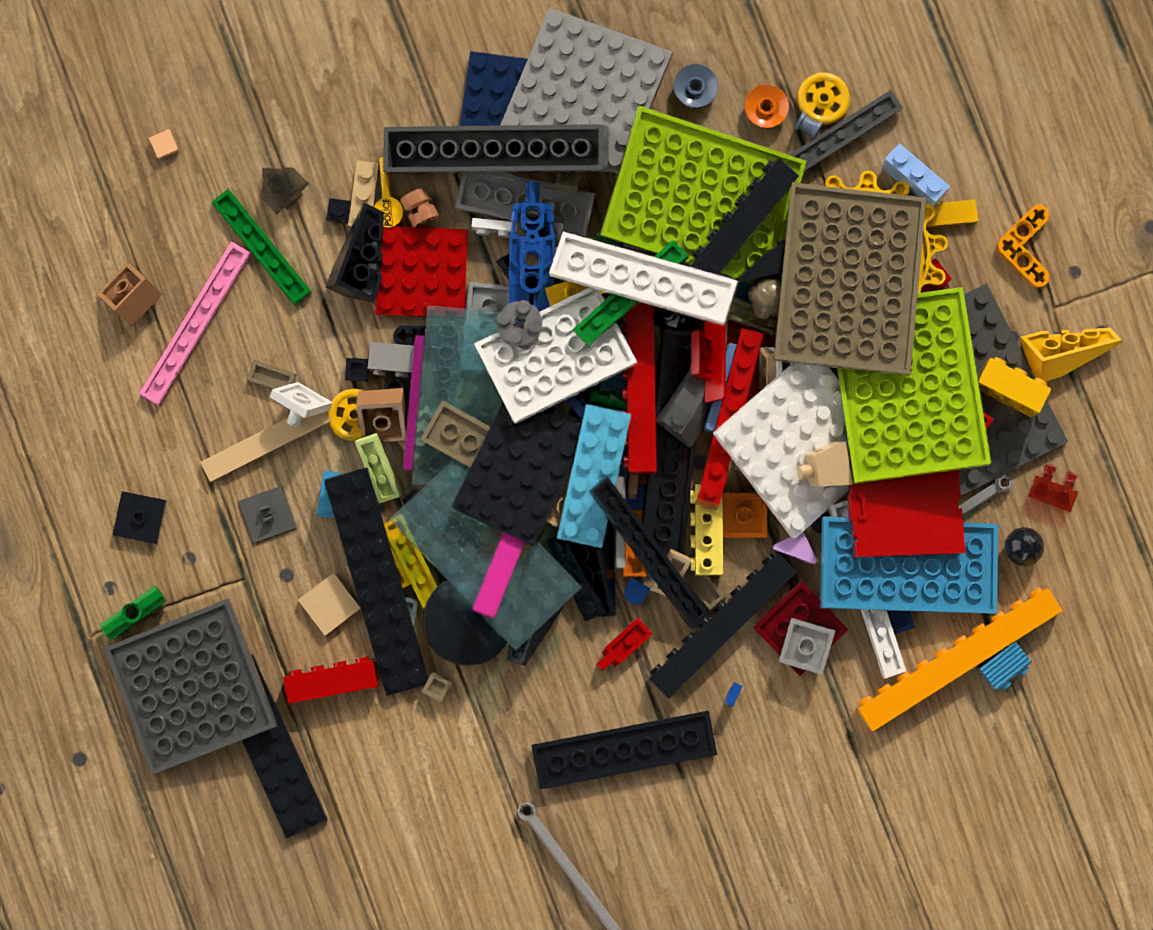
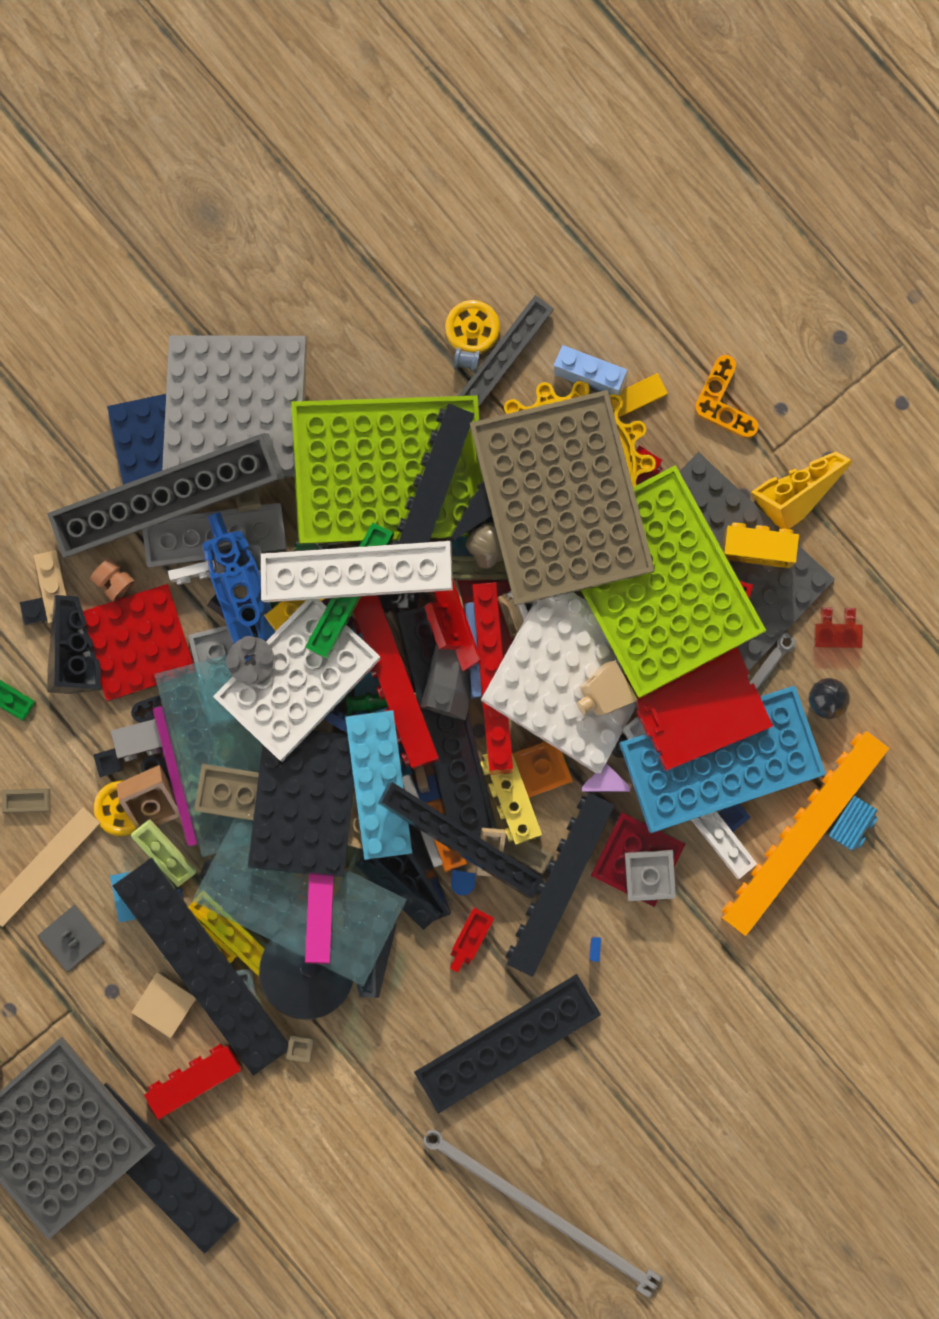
camera: 10 degrees left, 0 degrees up
(301, 402) = (63, 815): white tile -> none
(390, 206) = (84, 589): yellow piece -> none
(699, 75) = (336, 350): sand blue dish -> none
(771, 96) = (419, 343): orange dish -> none

